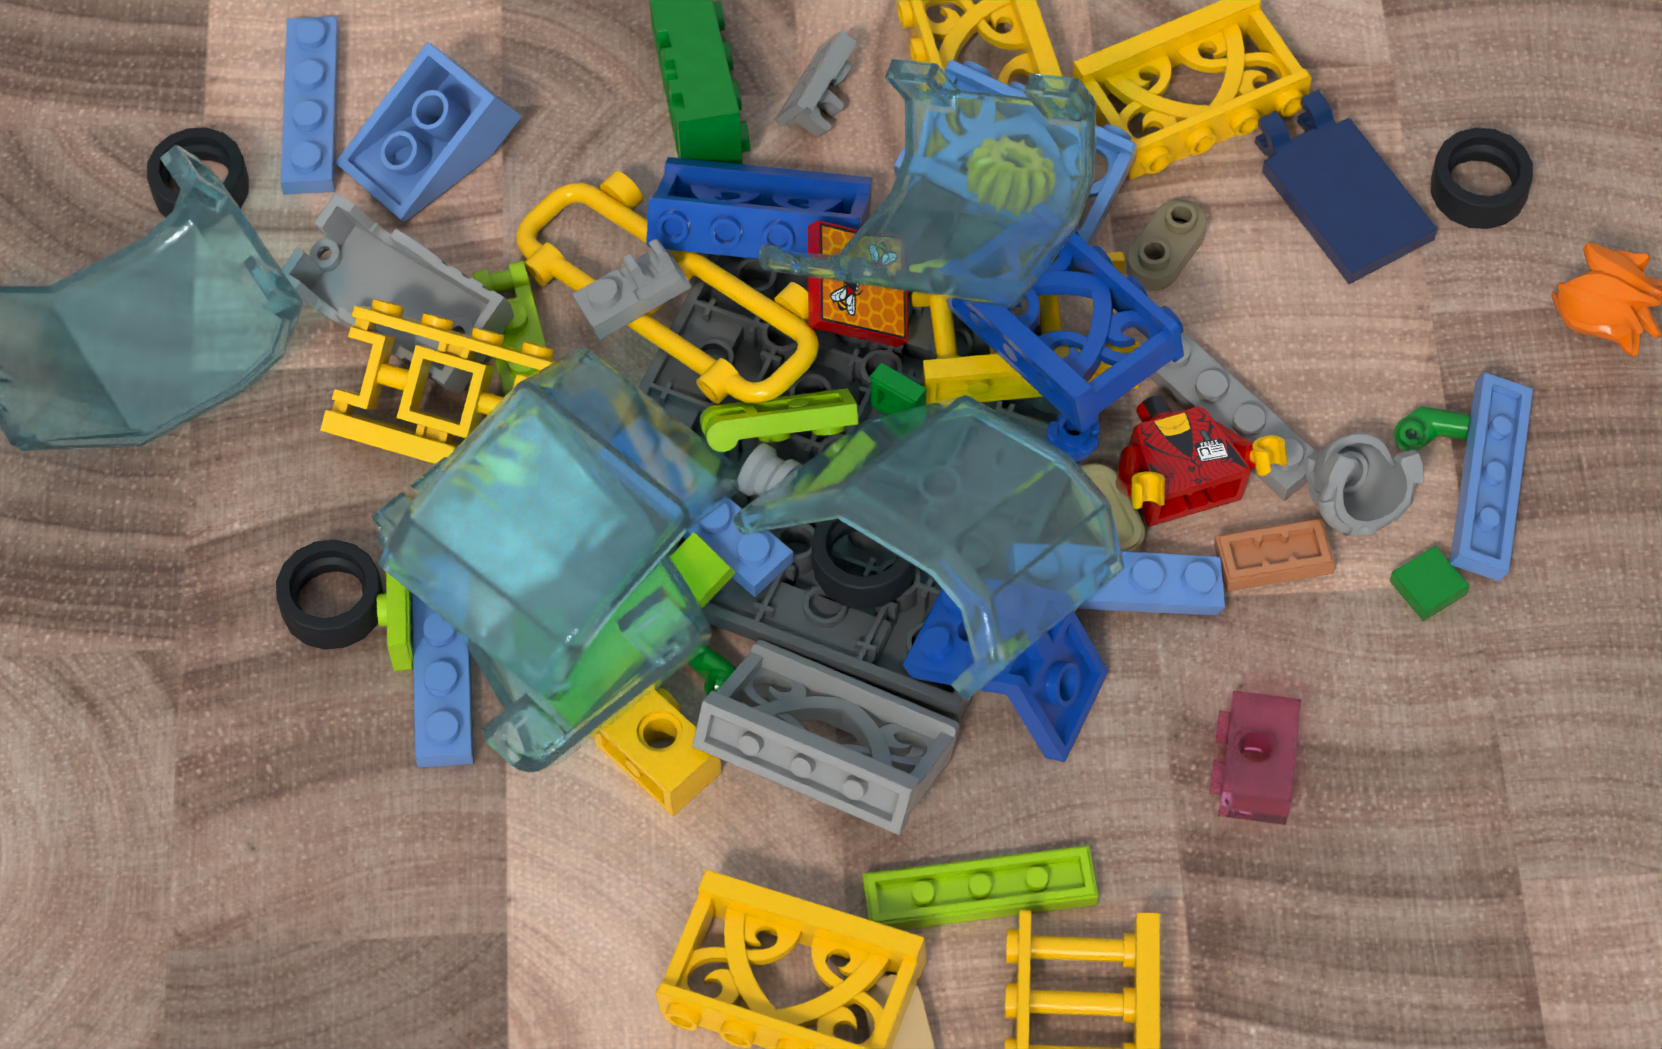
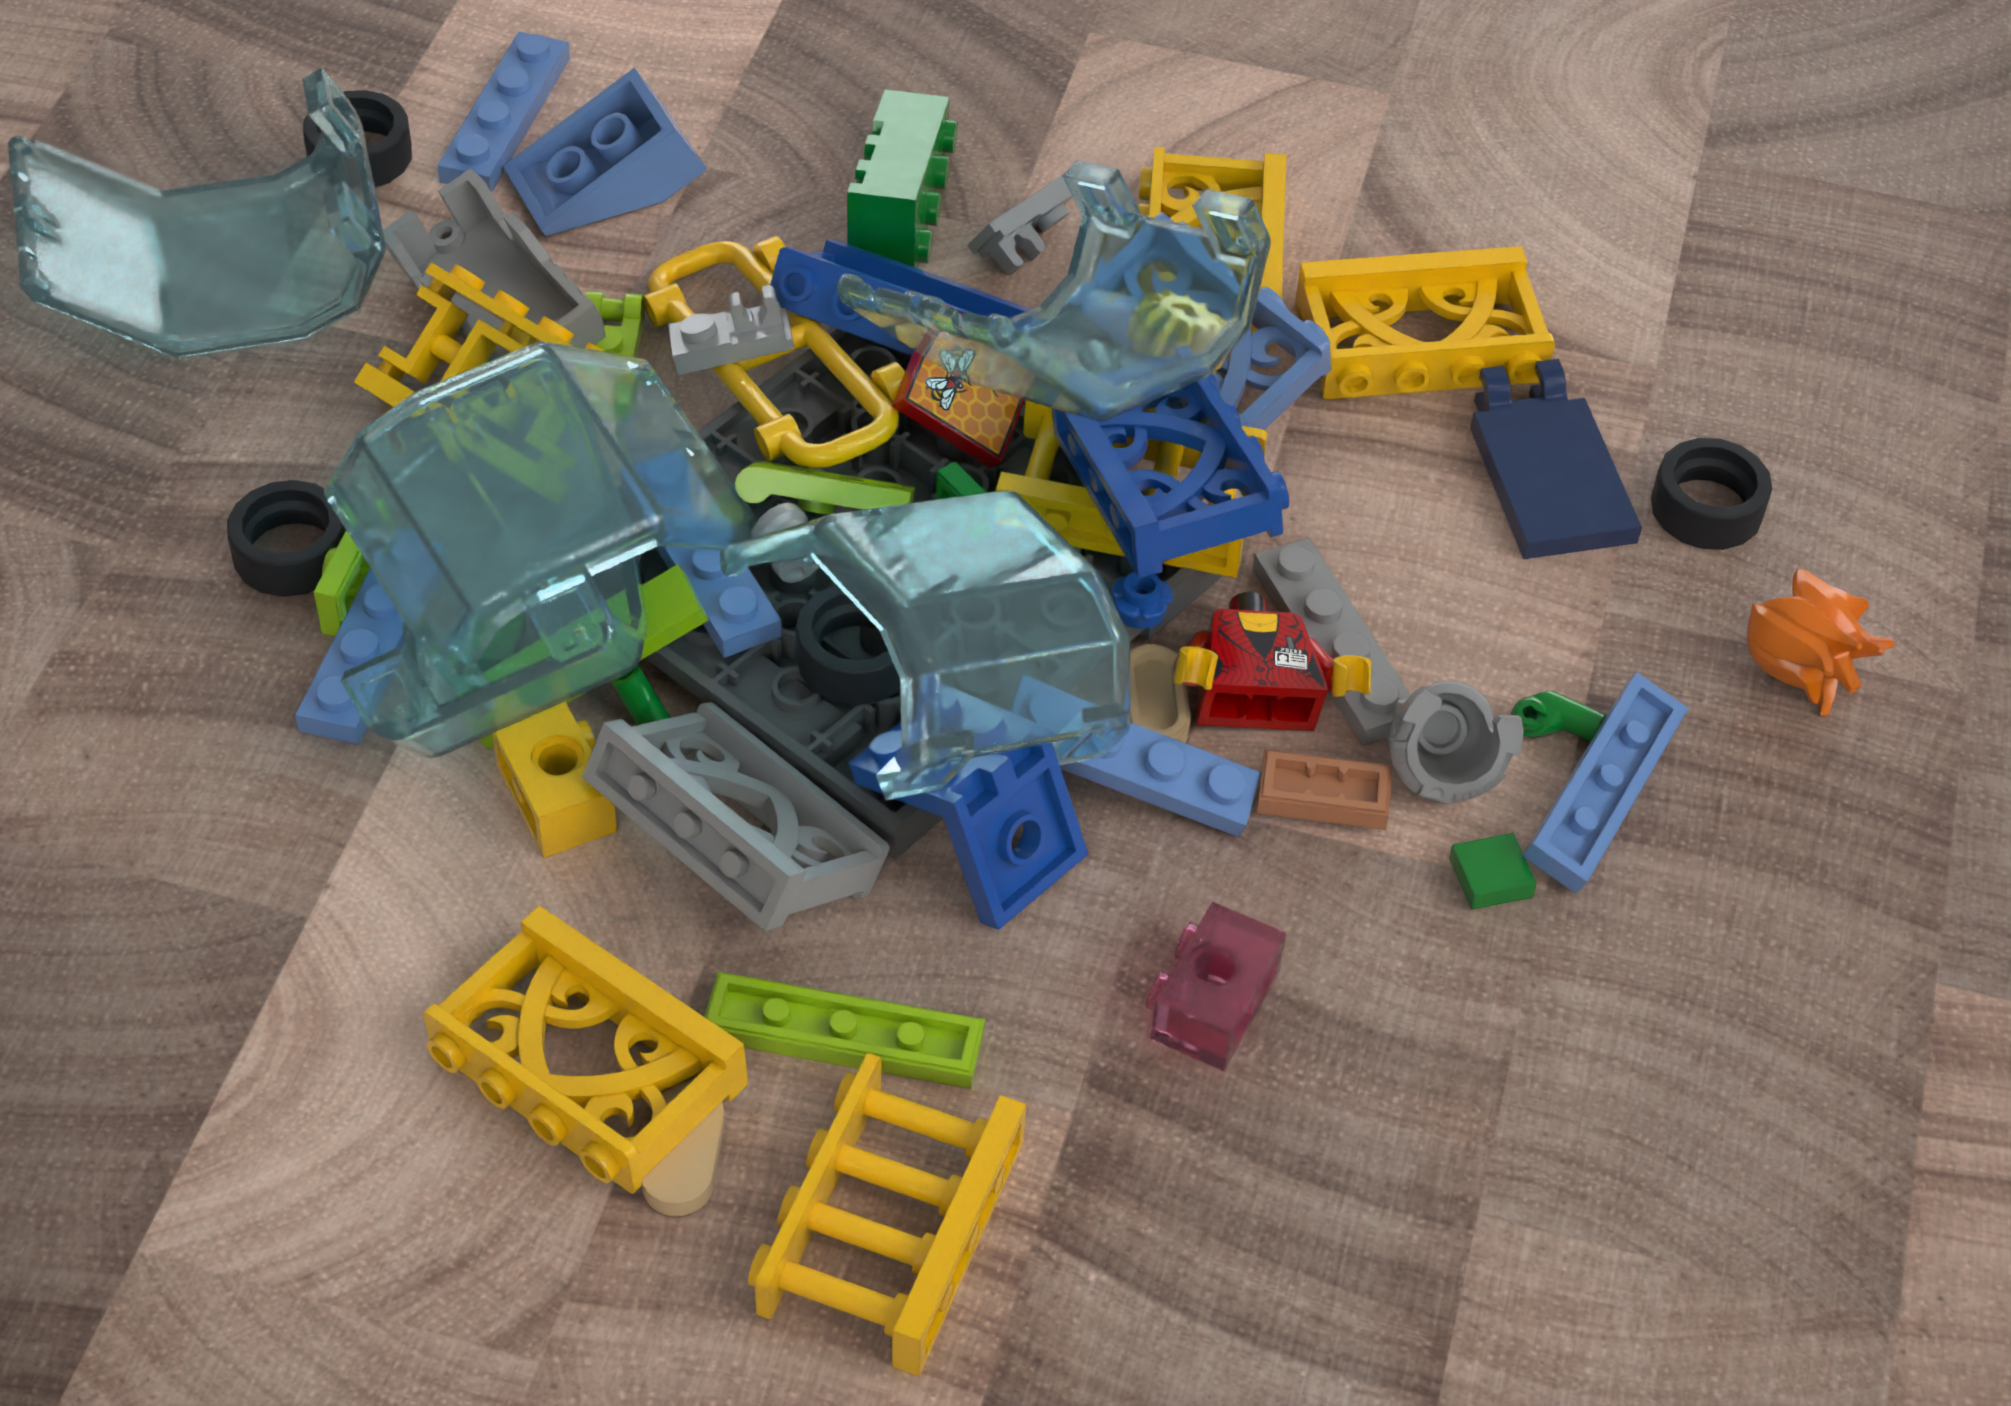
camera: 15 degrees right, 10 degrees down
(1170, 241) = (1335, 465): dark tan plate -> none

